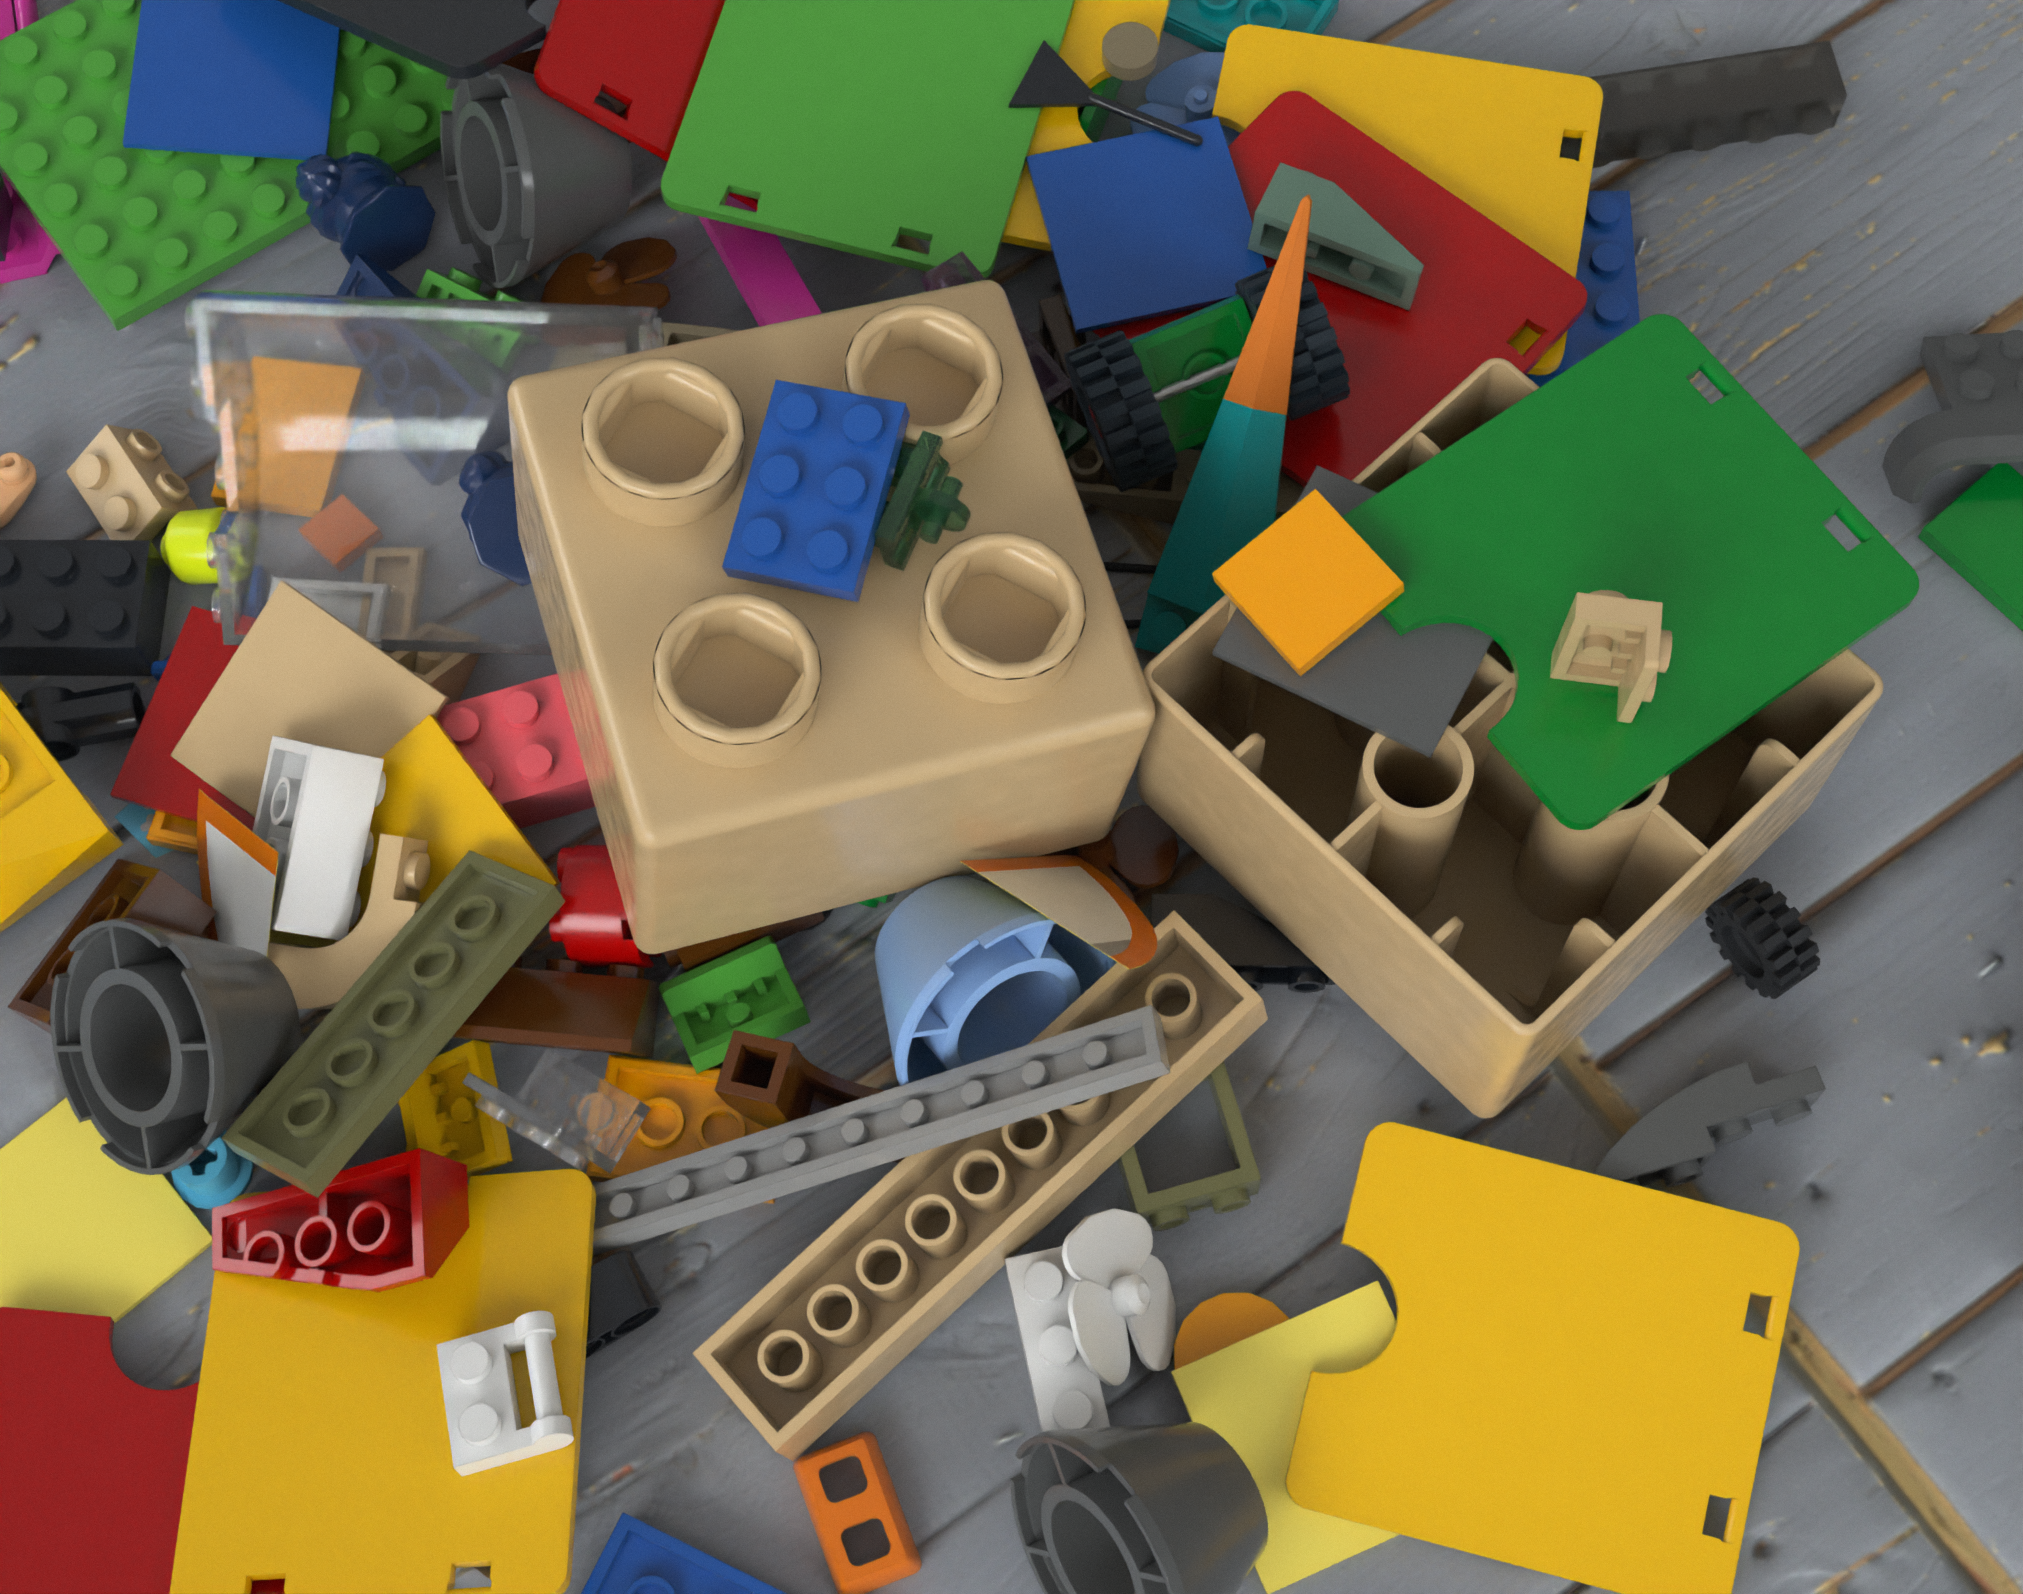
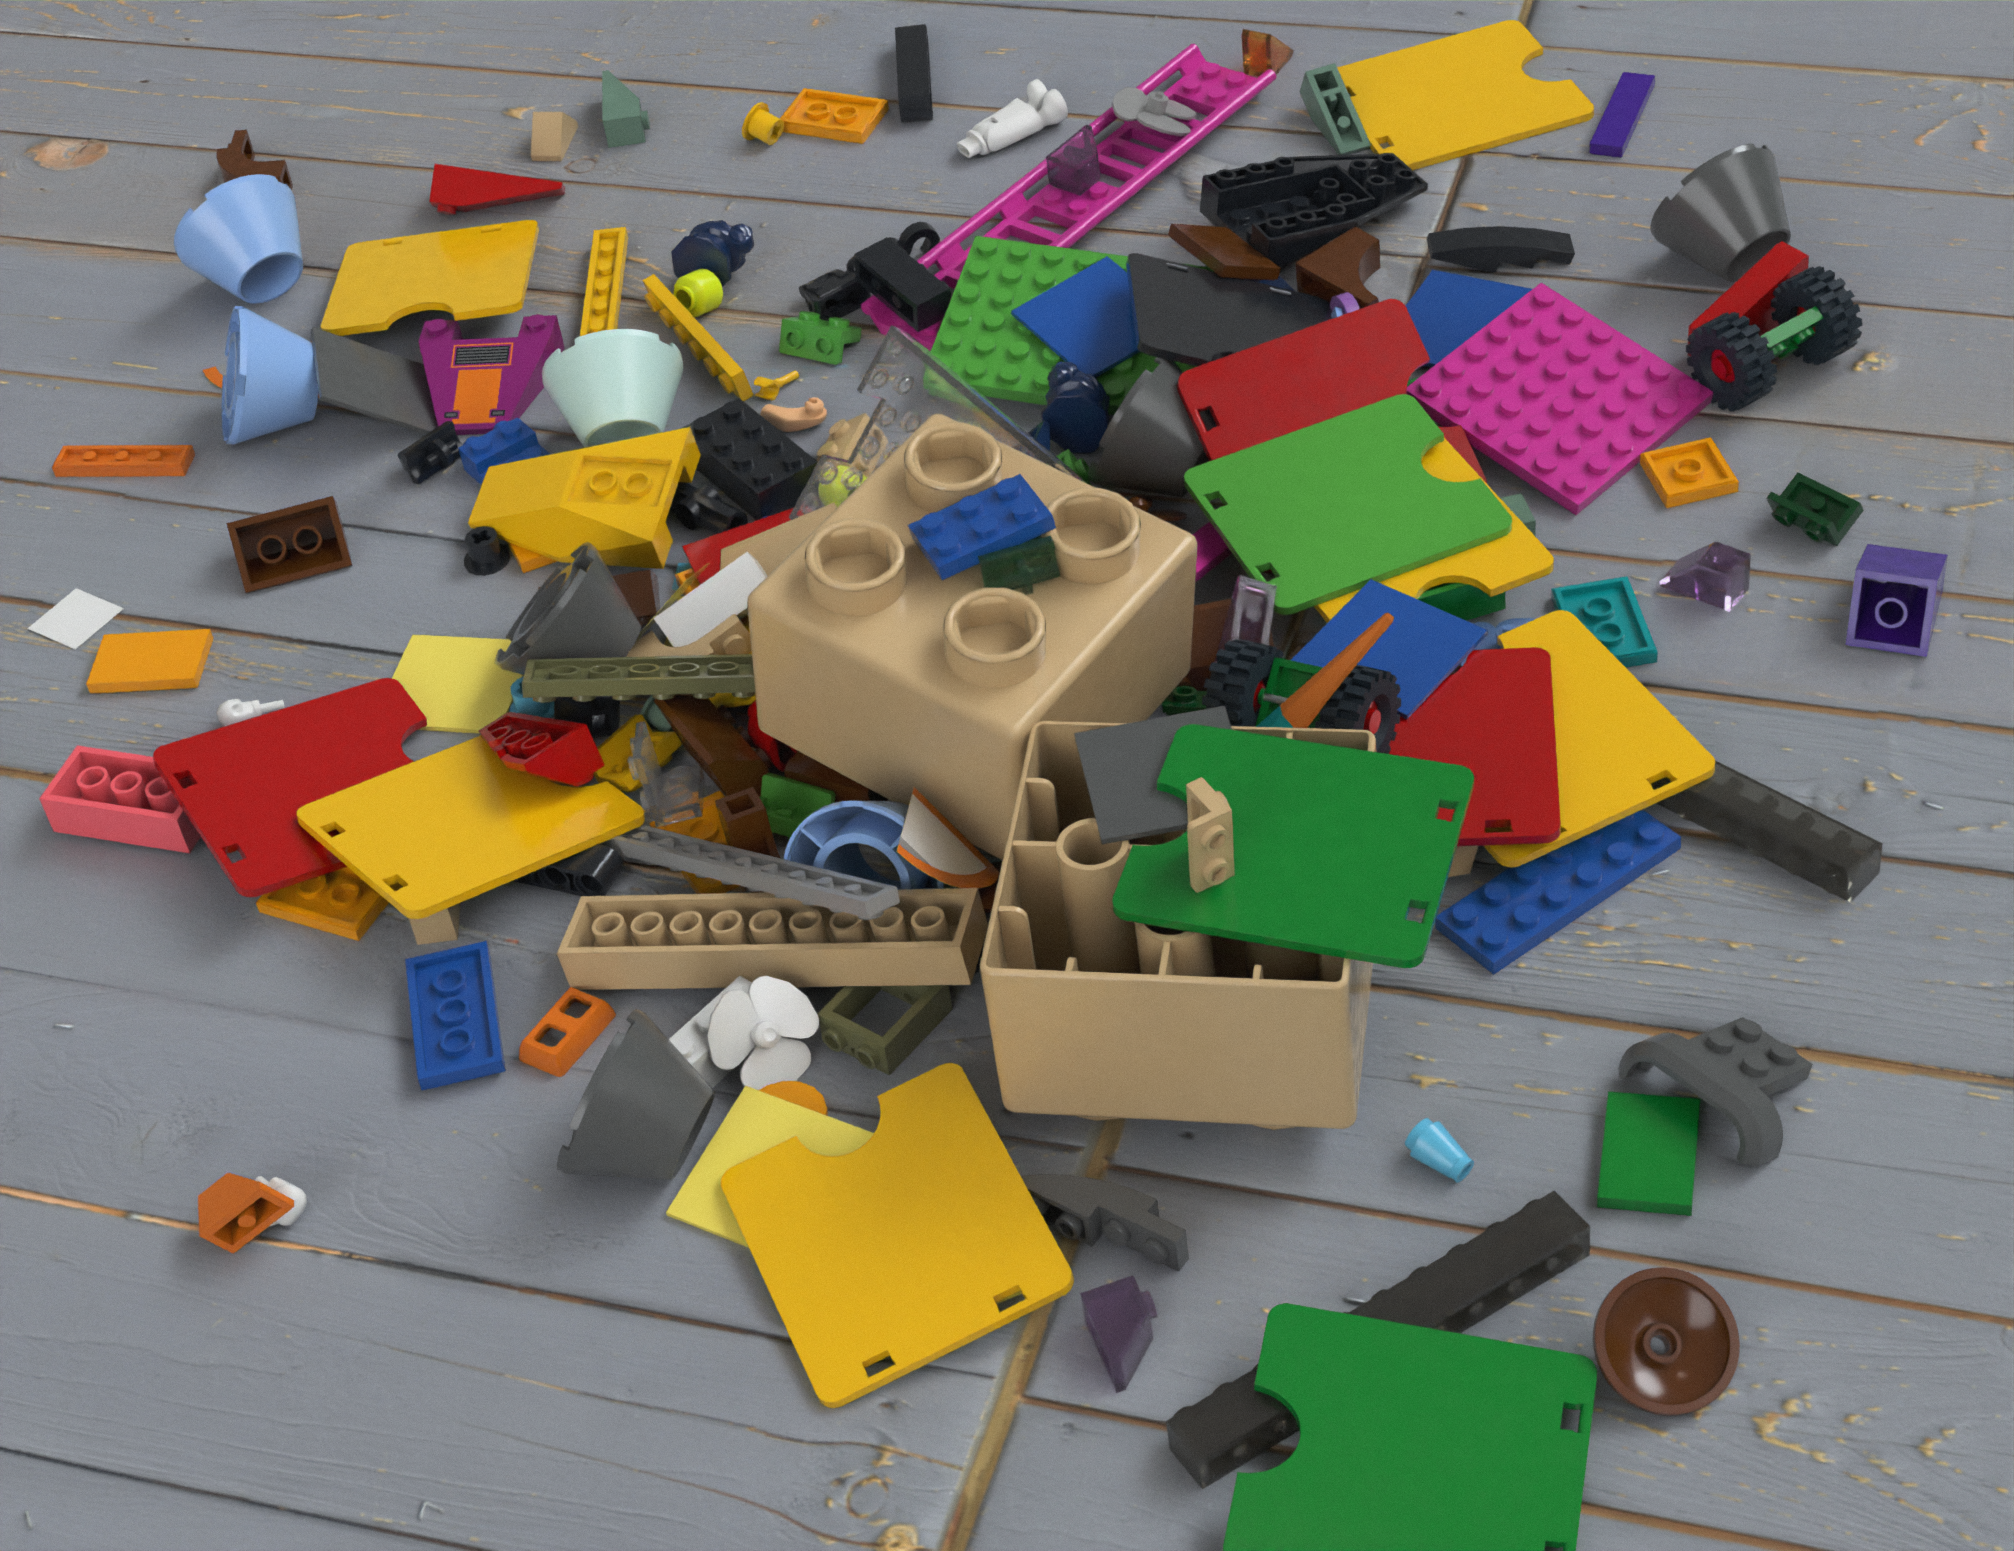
camera: 55 degrees right, 25 degrees down
(483, 1395) = (495, 840): white plate -> none
(1054, 84) = (1427, 561): black piece -> none
(1130, 51) = (1483, 573): dark tan tile -> none
(1308, 582) = (1142, 732): light orange tile -> none
(1341, 240) = (1452, 696): sand green slope -> none
(1762, 938) = (1243, 1164): black tyre -> none
(1876, 1229) = (1120, 1326): none -> clear purple slope
(1883, 739) = (1438, 1149): none -> medium azure cone

